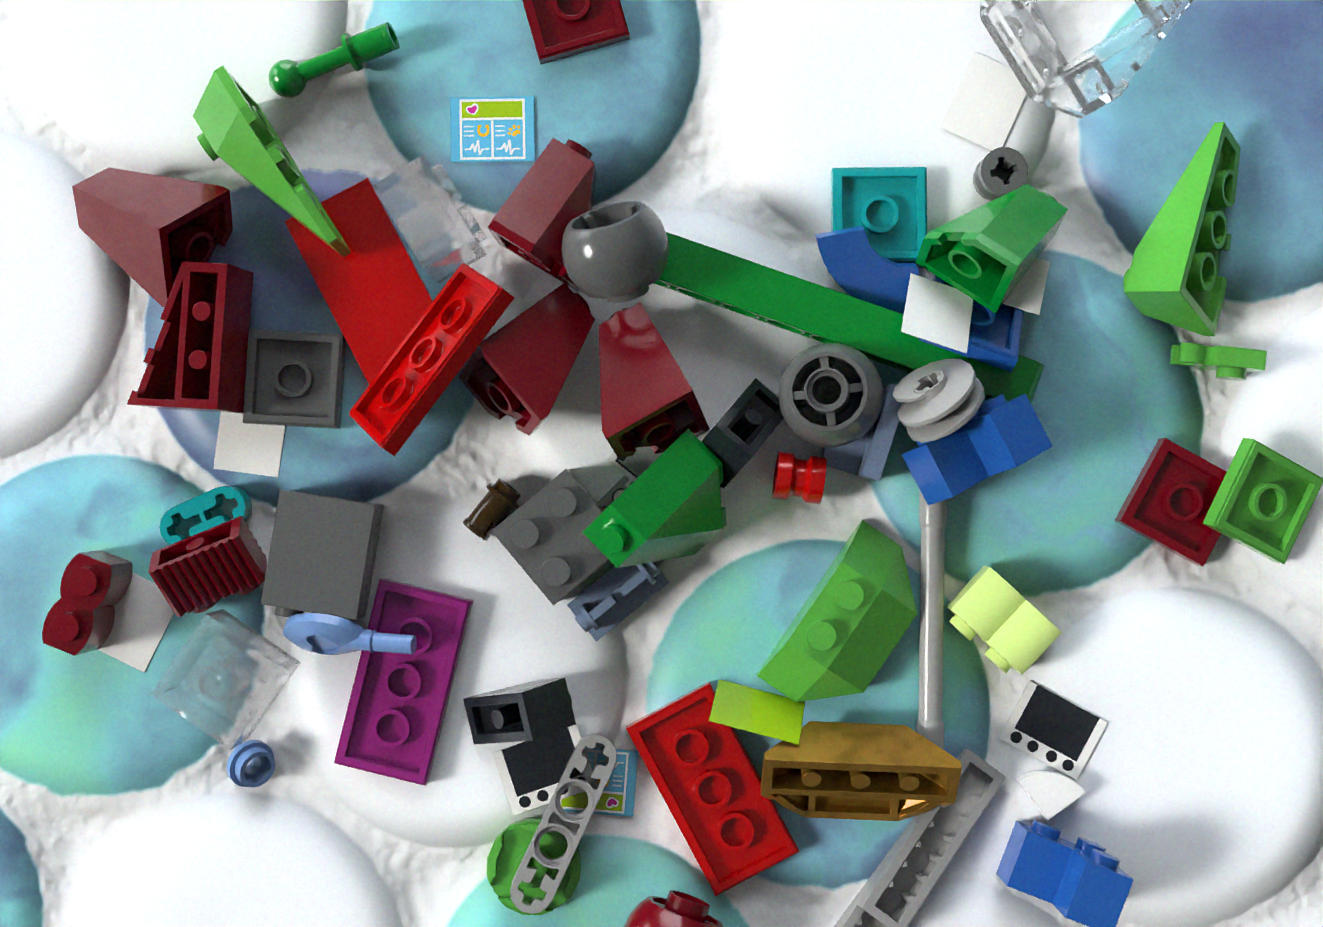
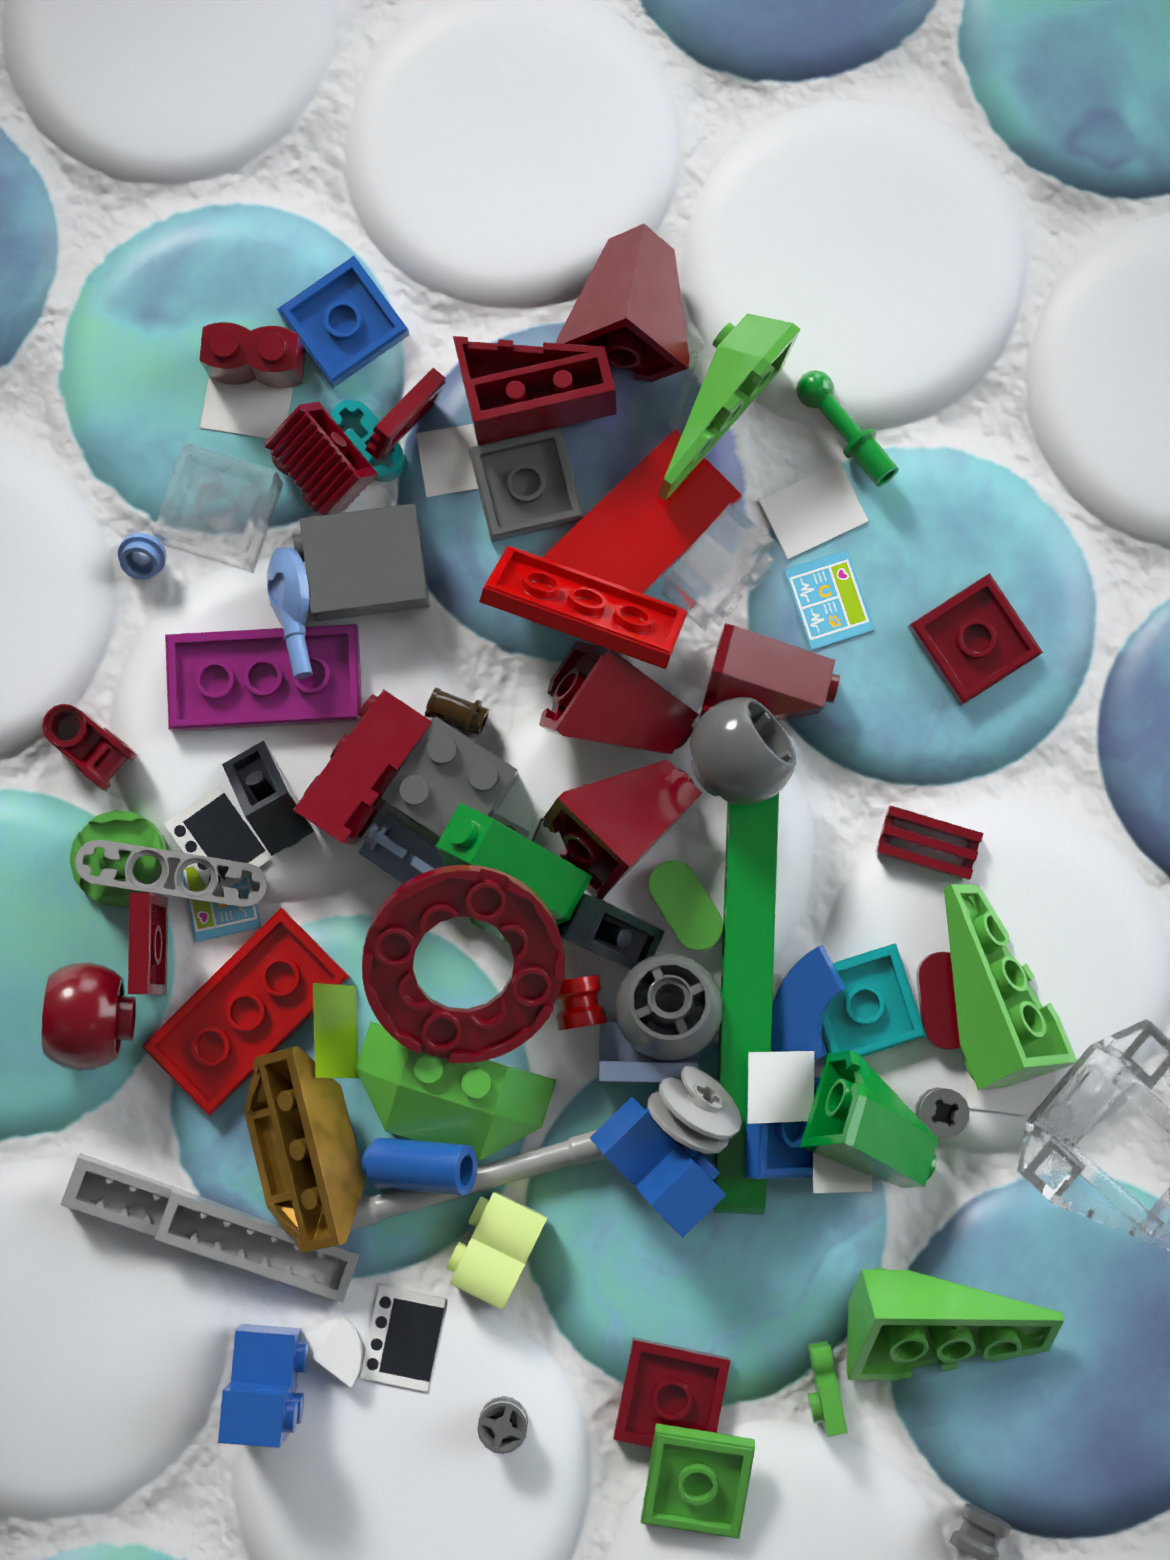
camera: 70 degrees right, 5 degrees down
(82, 505) = (343, 321): none -> blue tile
(190, 472) = (405, 414): none -> dark red tile
(275, 216) = (677, 419): none -> clear hinge
(403, 116) = (813, 510): none -> white sticker
(423, 862) = (94, 748): none -> dark red piece
(516, 612) = (362, 767): none -> dark red wedge
(625, 866) = (147, 944): none -> dark red tile
(738, 351) = (685, 905): none -> bright green tile
(770, 74) = (969, 853): none -> dark red tile
(802, 575) = (485, 1029): none -> dark red plate
(897, 139) = (938, 1001): none -> dark red tile
(907, 669) = (420, 1166): none -> blue brick
(929, 93) = (998, 1015): none -> bright green wedge
(1171, 667) = (500, 1434): none -> dark grey wheel

